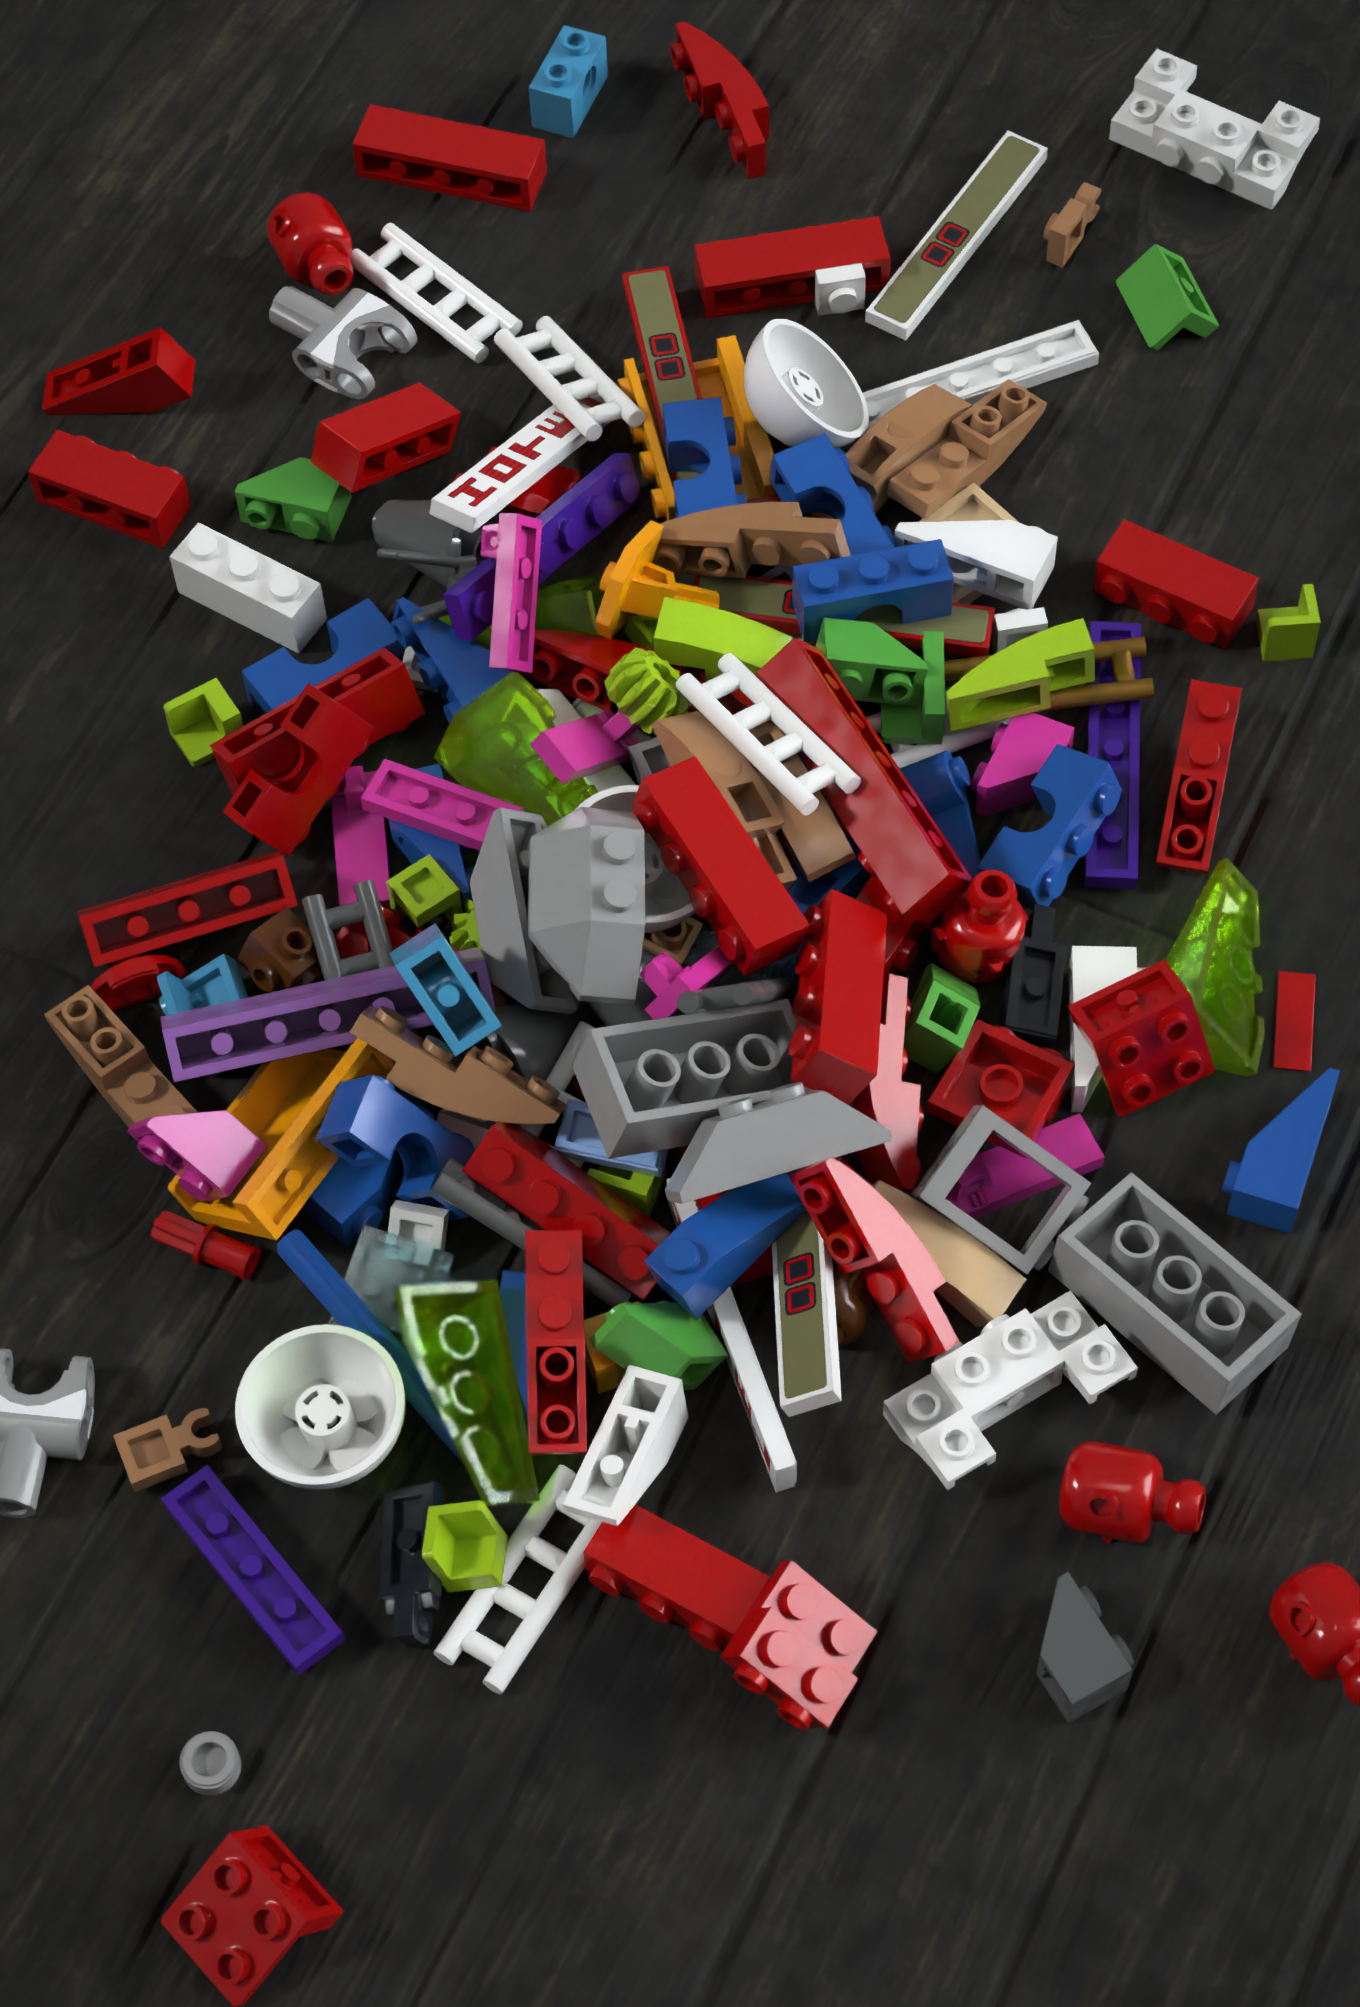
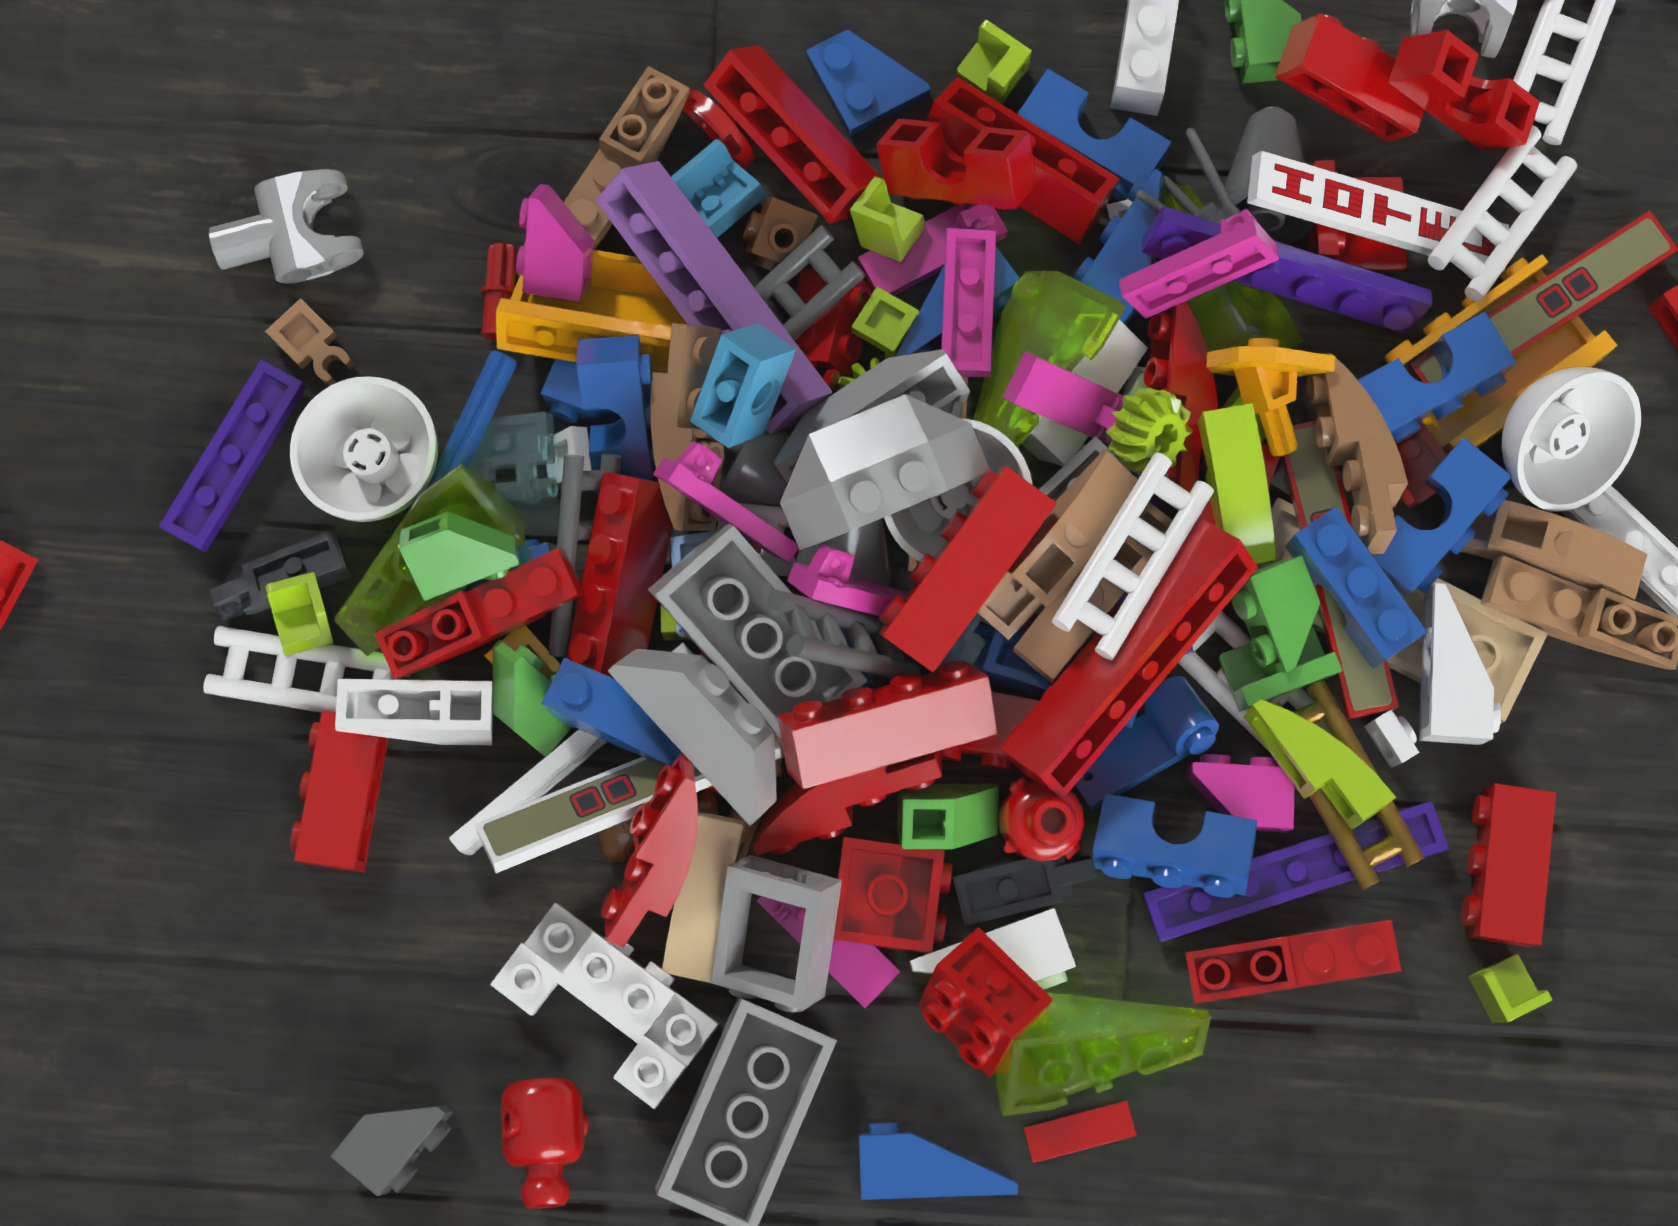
camera: 70 degrees right, 20 degrees up
(158, 844) = (863, 81): none -> blue wing
(210, 1763) = (72, 495): light grey tile -> none
(325, 863) = (884, 225): none -> lime panel
(430, 362) = (1438, 76): none -> red arch
(483, 1338) = (453, 552): none -> bright green slope
(526, 1066) = (693, 477): none -> dark pink hinge
(799, 1648) = (306, 915): plate -> none

